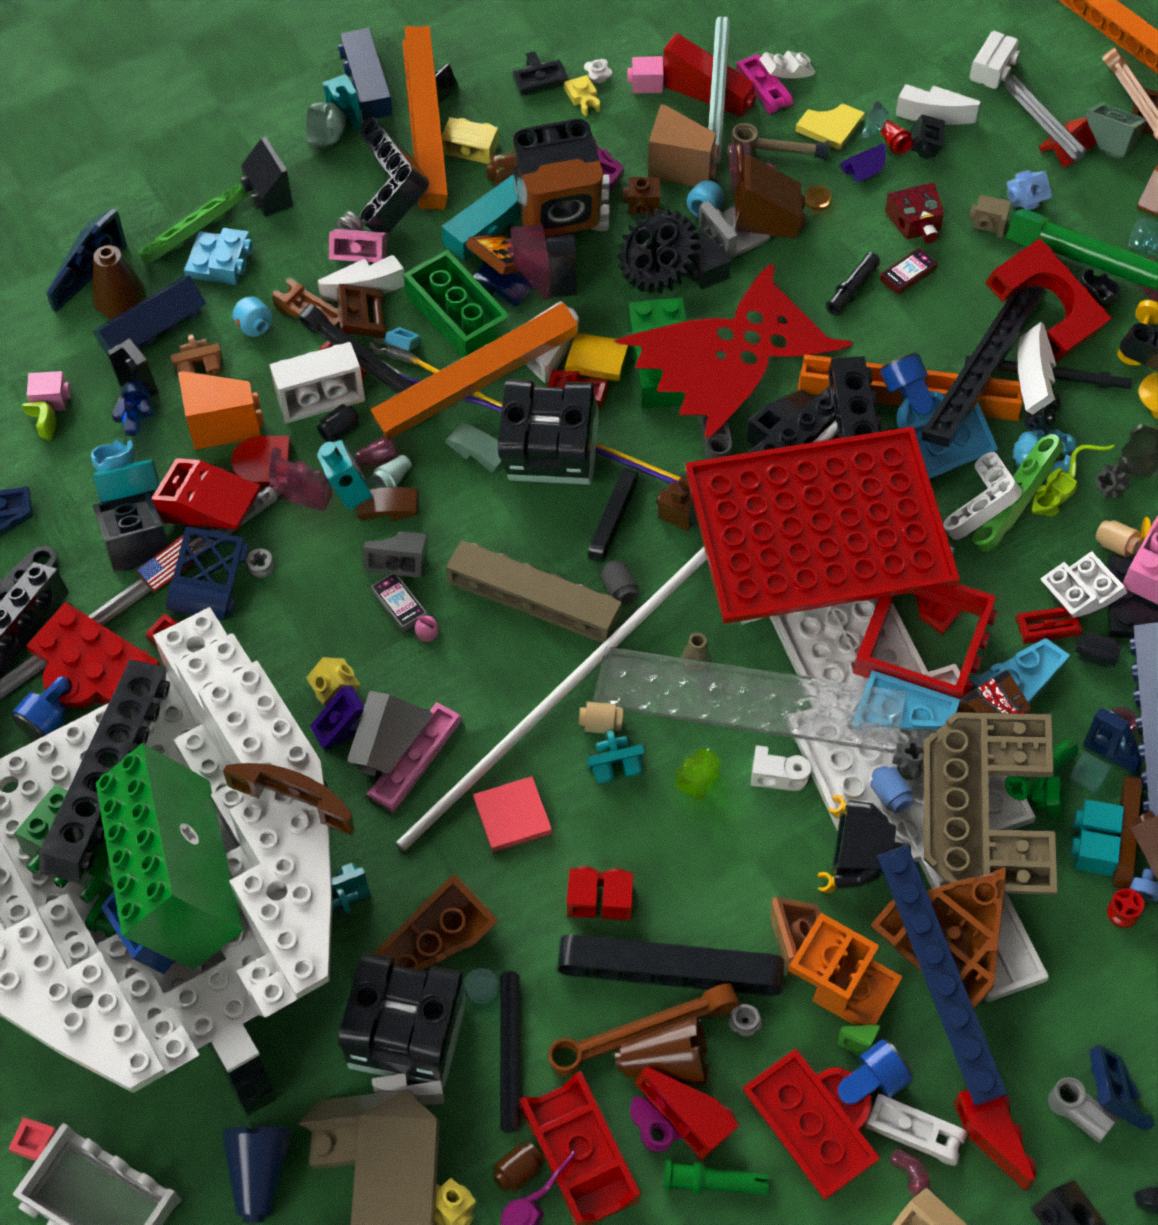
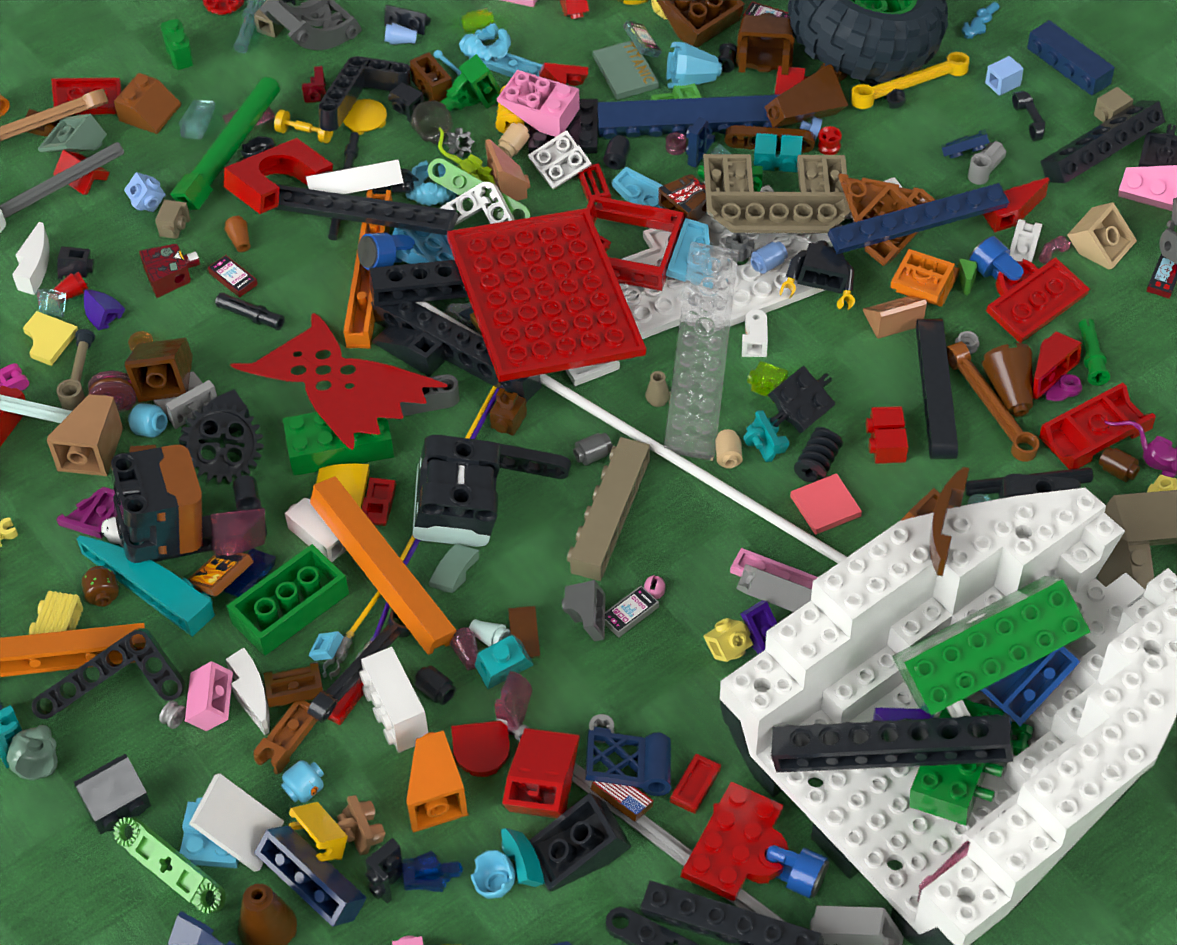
camera: 95 degrees left, 5 degrees down
(194, 317) = (320, 828): none -> yellow hinge
(211, 257) = (234, 820): none -> white tile
(577, 812) = (818, 455): none -> black piece
(661, 801) = (801, 399): none -> black plate
(970, 273) = (238, 233): none -> dark orange cone
(1049, 518) = (506, 172): none -> nougat slope

